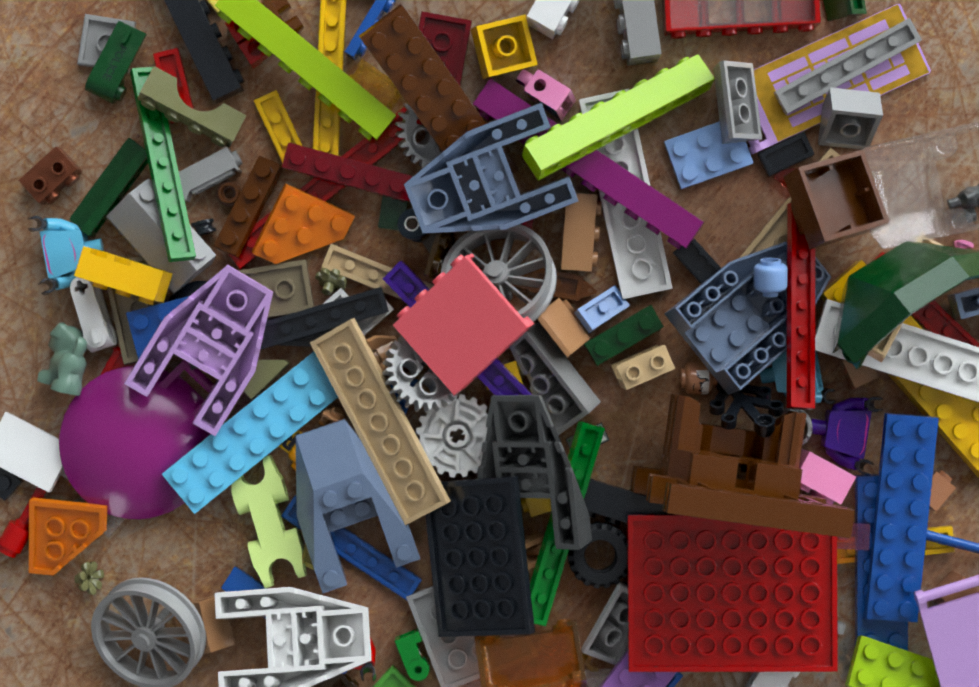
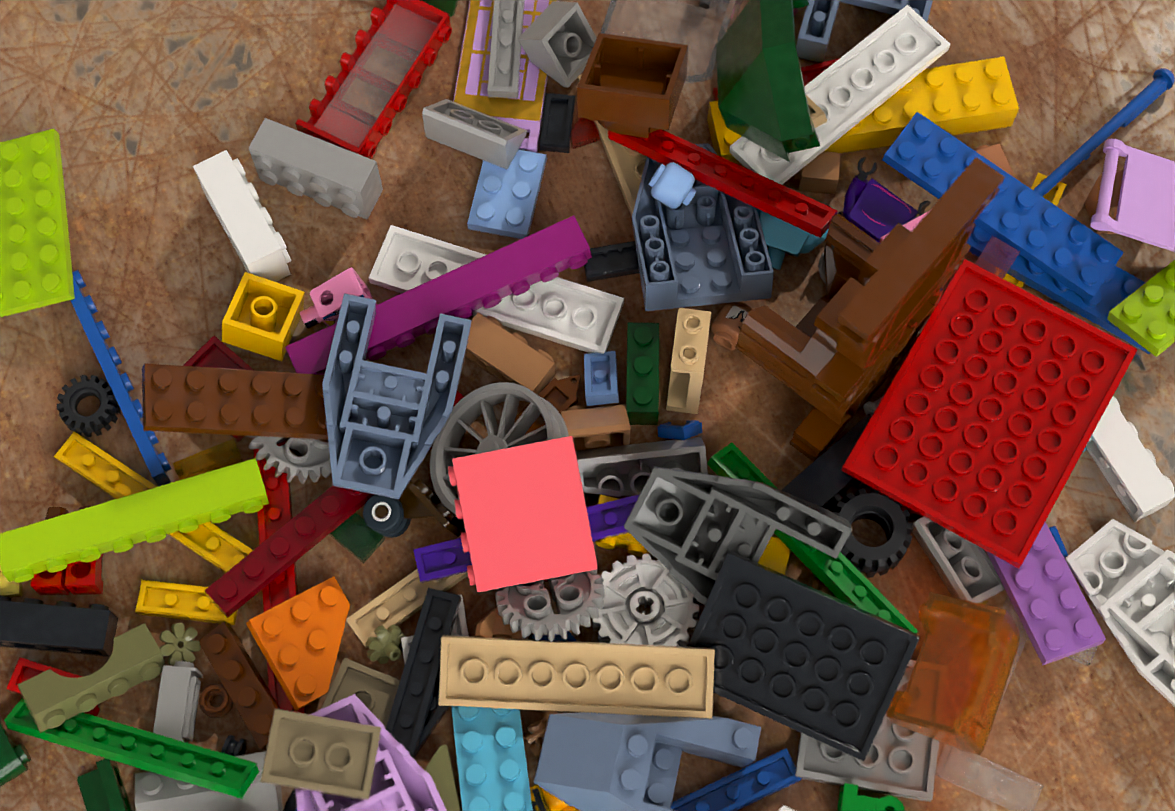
camera: 60 degrees left, 20 degrees down
(219, 299) = (321, 754): none -> dark tan plate
(248, 146) = (179, 644): none -> olive plant
(597, 386) = (678, 432): none -> blue tile
(617, 116) = (410, 245): brick -> none
(763, 423) = (822, 267): black plant -> none

